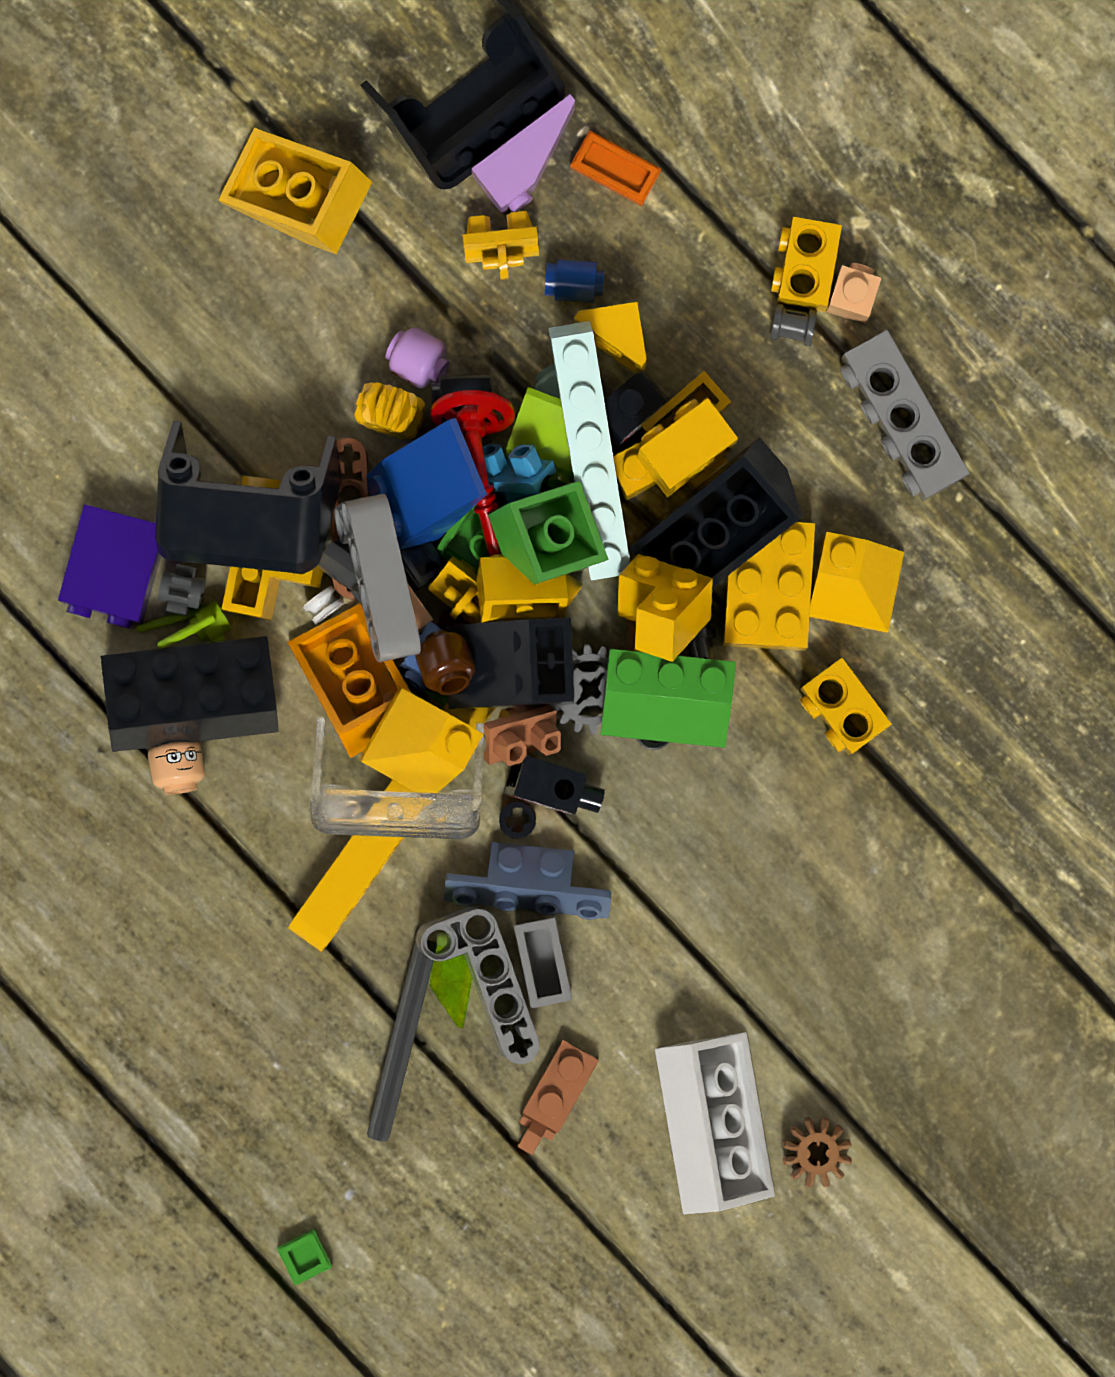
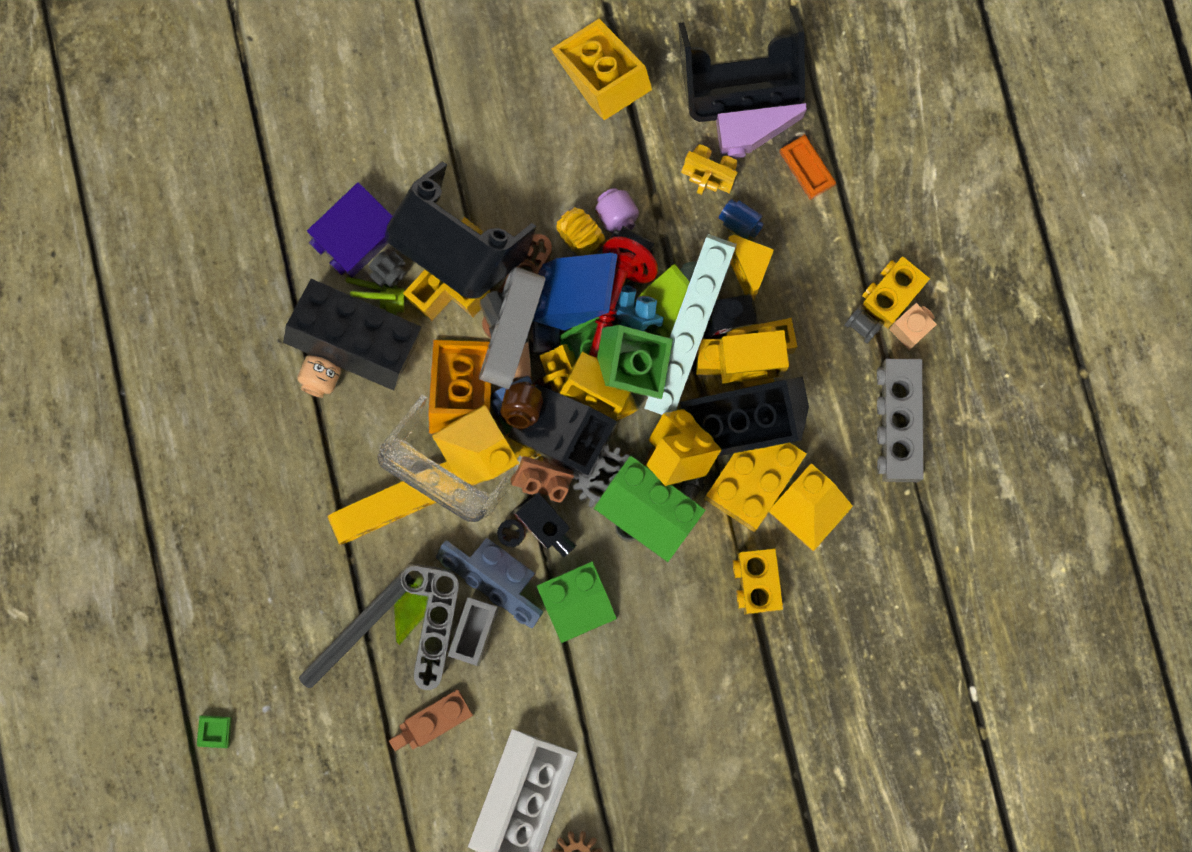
camera: 30 degrees right, 5 degrees down
(323, 604) = (469, 329): white bush -> none
(644, 856) = (576, 602): none -> bright green slope

